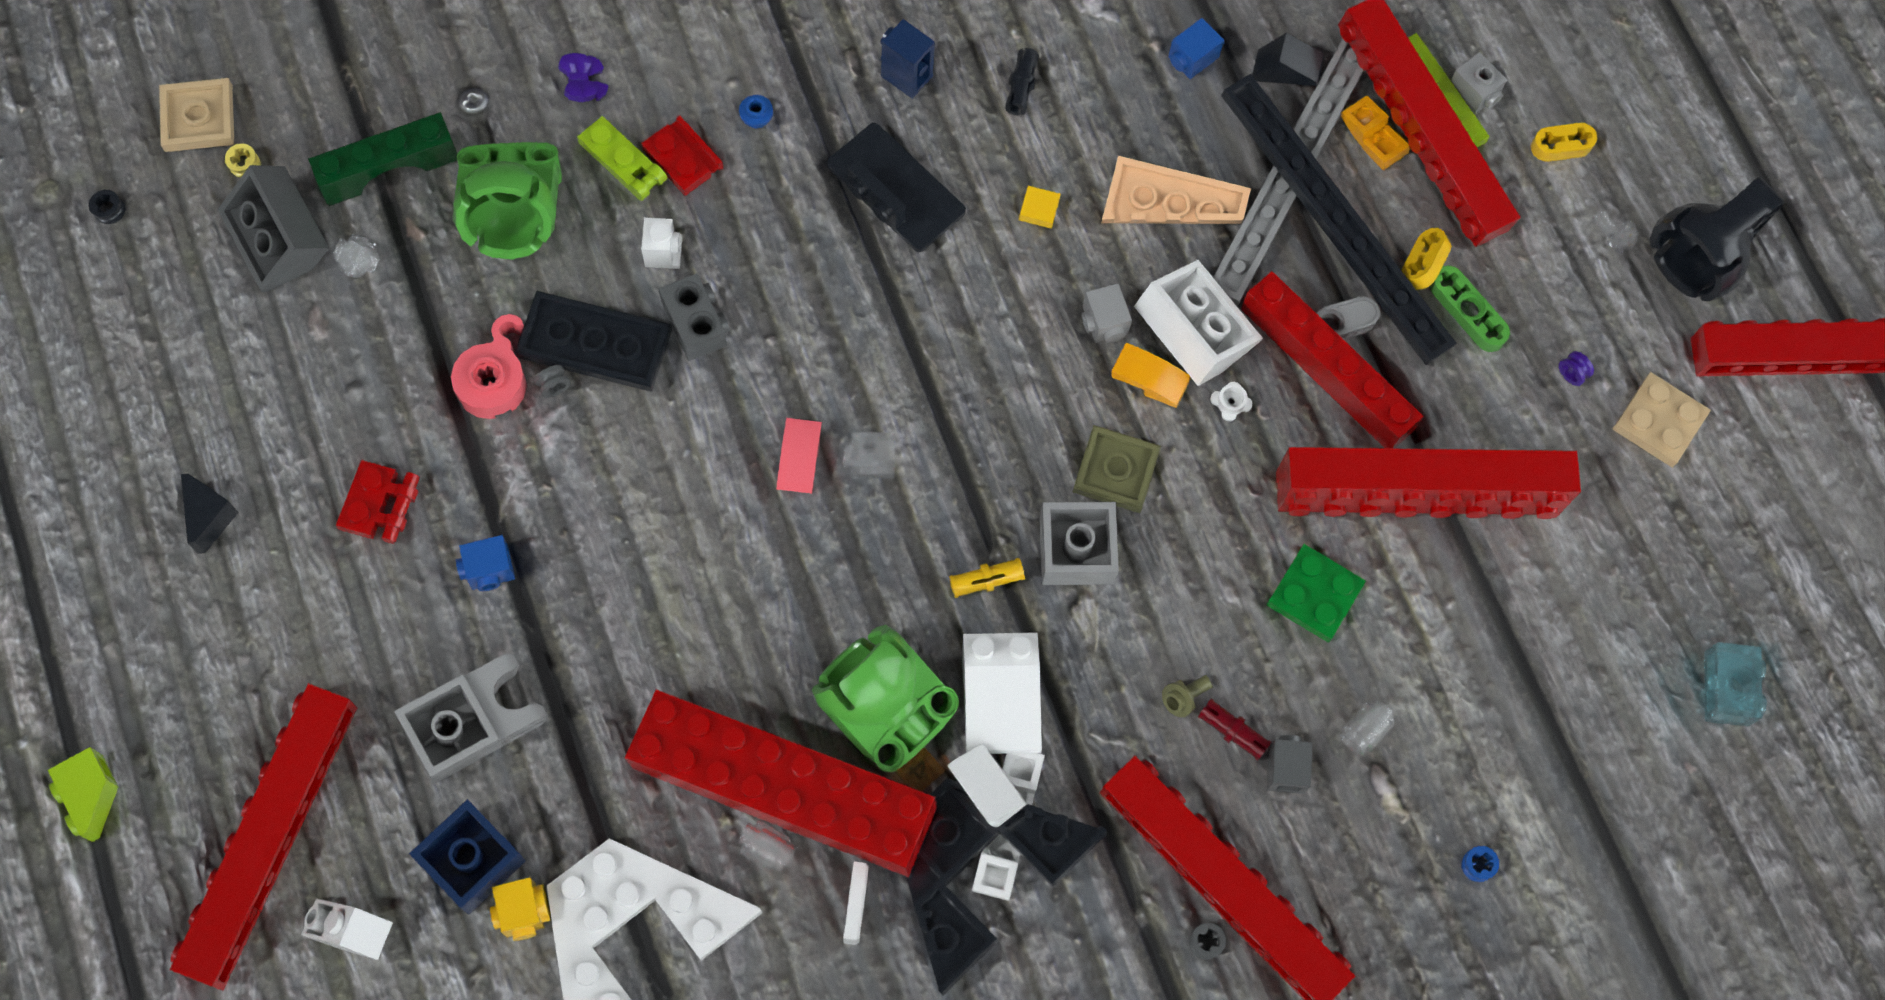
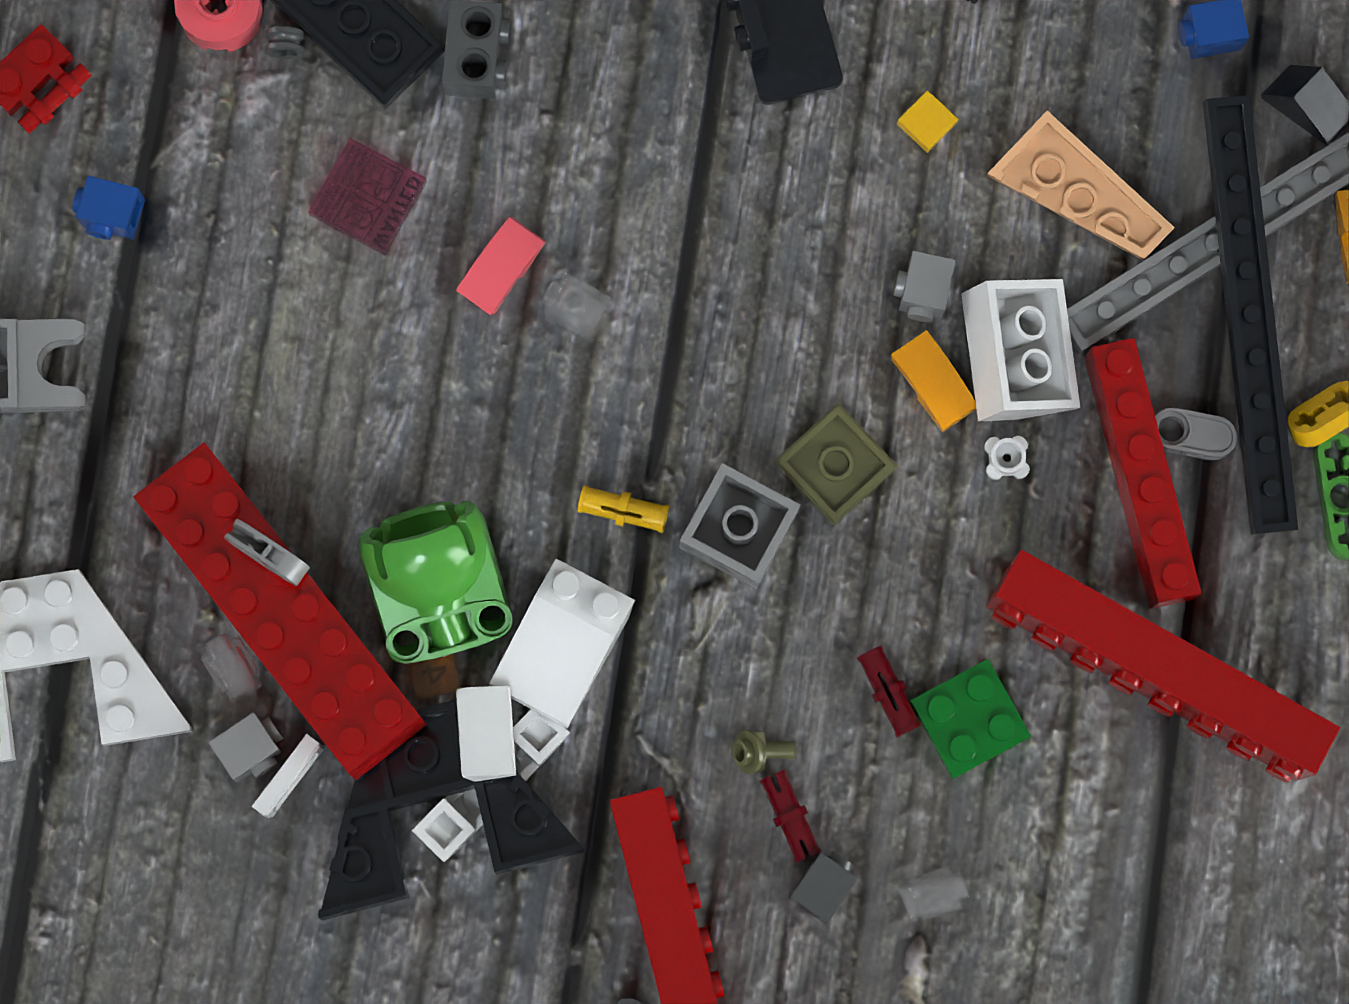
camera: 30 degrees right, 10 degrees up
(673, 458) = (367, 196): none -> clear pink tile
(753, 738) = (267, 552): none -> light grey piece
(814, 898) = (249, 747): none -> light grey brick
(1270, 617) = (904, 718): none -> dark red pin

